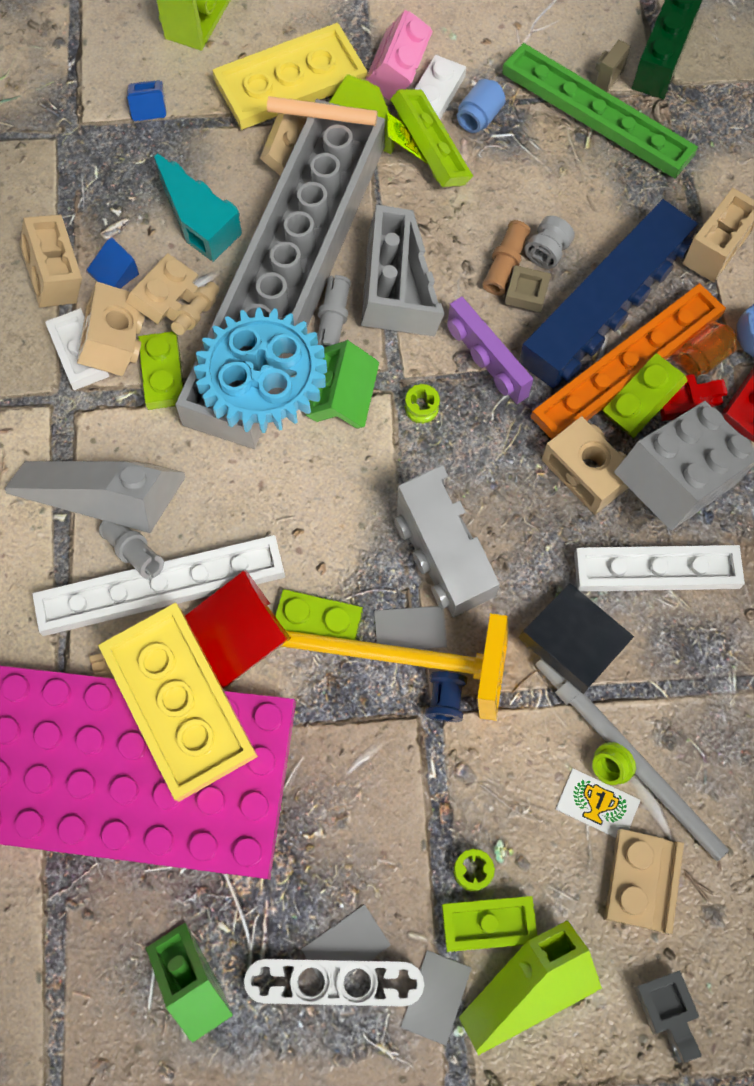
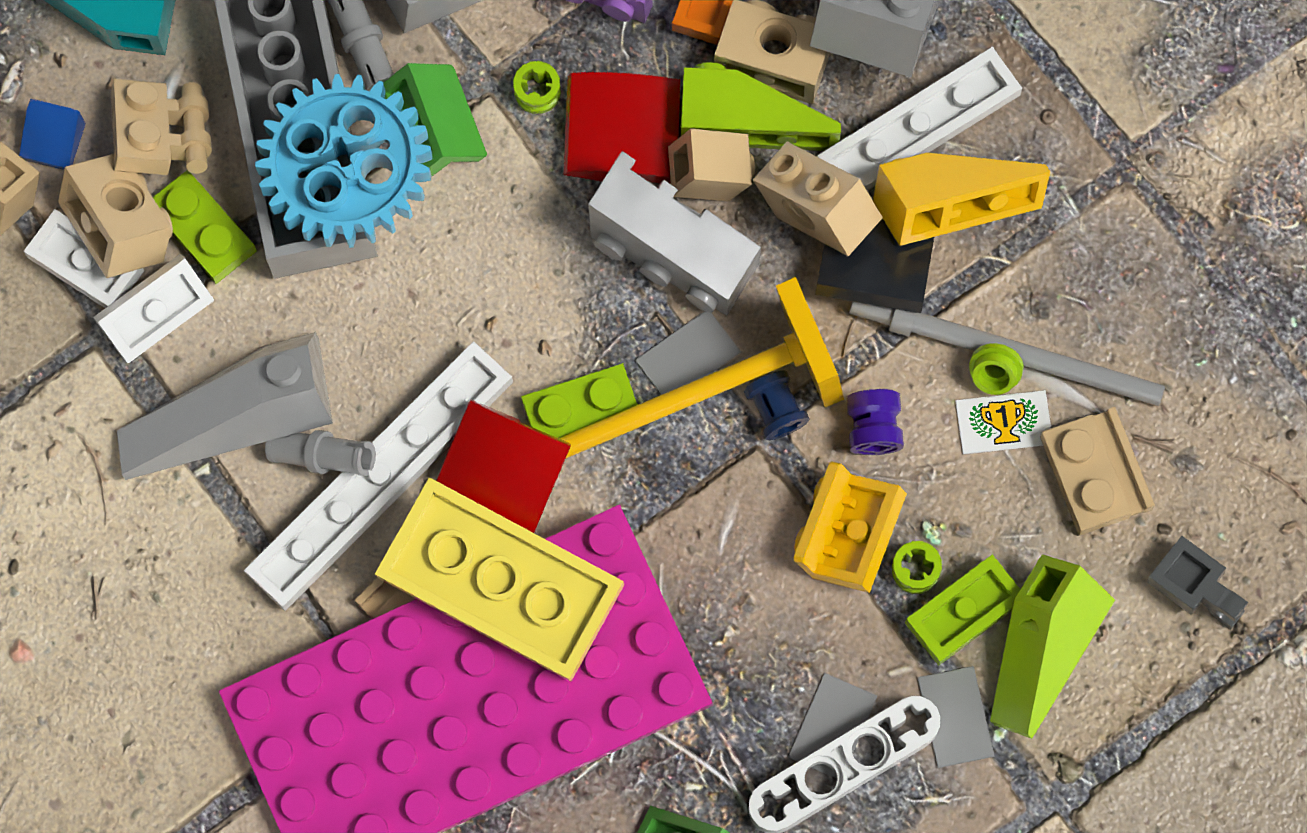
camera: 30 degrees left, 5 degrees up
(95, 400) = (153, 308): none -> white plate
(441, 812) = (848, 528): none -> yellow bracket
(468, 453) = (617, 115): none -> red slope
(501, 513) = (711, 165): none -> tan brick
(506, 749) = (875, 422): none -> dark purple wheel
(543, 491) = (740, 104): none -> lime slope
(559, 575) = (818, 198): none -> tan brick
(654, 625) = (952, 192): none -> yellow slope

